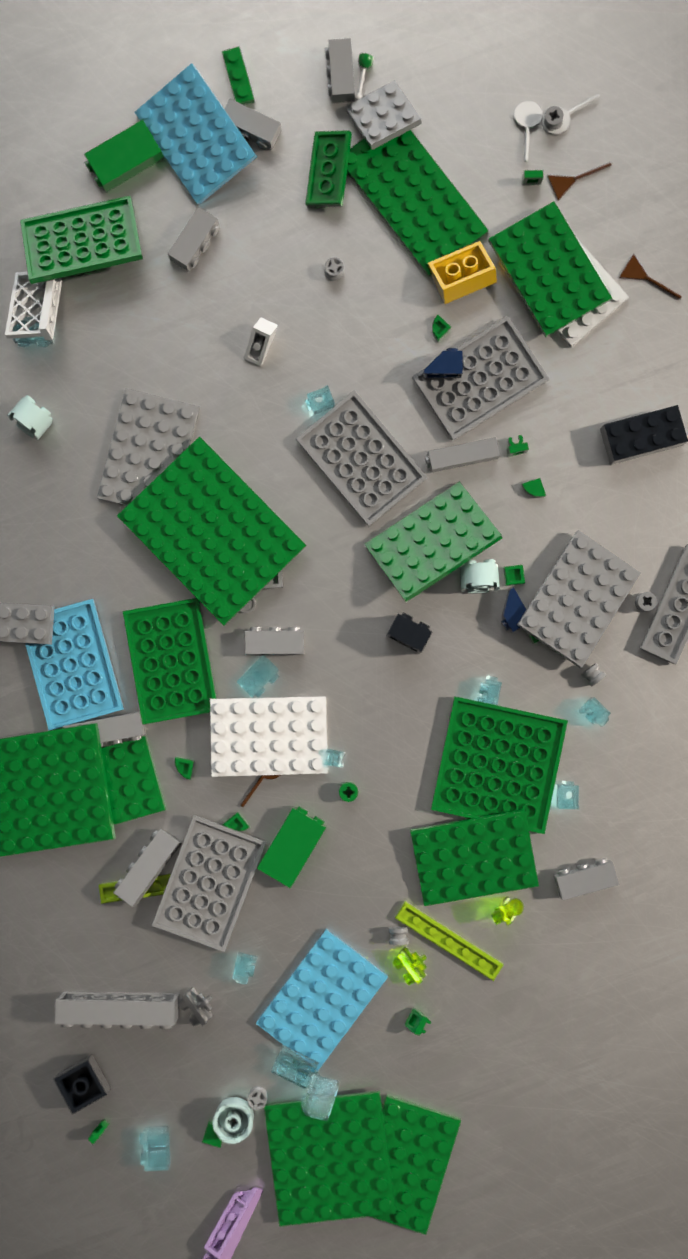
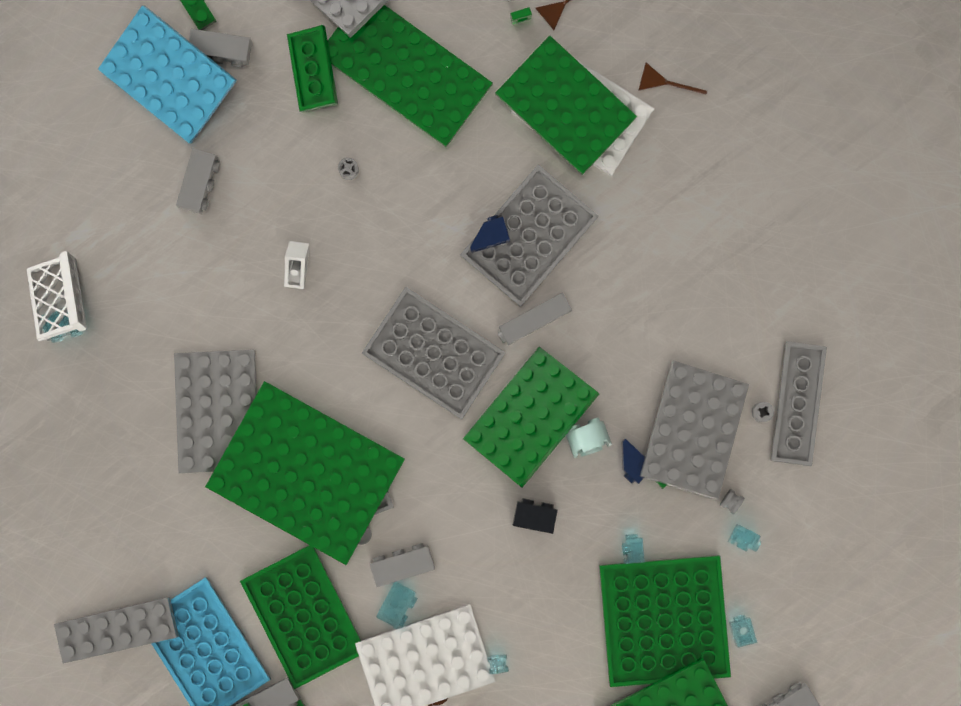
camera: 15 degrees left, 0 degrees up
(30, 417) = (87, 413): light aqua brick -> none
(80, 239) = (83, 217): green plate -> none
(123, 156) = (100, 118): green brick -> none
(325, 404) = (382, 307): clear light blue brick -> none
(348, 791) = (521, 690): green wheel -> none
(440, 328) = (473, 196): green tile -> none
(463, 272) = (479, 134): yellow slope -> none
(514, 575) = (622, 424): green tile -> none
(517, 448) = (587, 296): green tile -> none
(534, 488) = (617, 330): green tile -> none
(643, 434) = (710, 244): black brick -> none

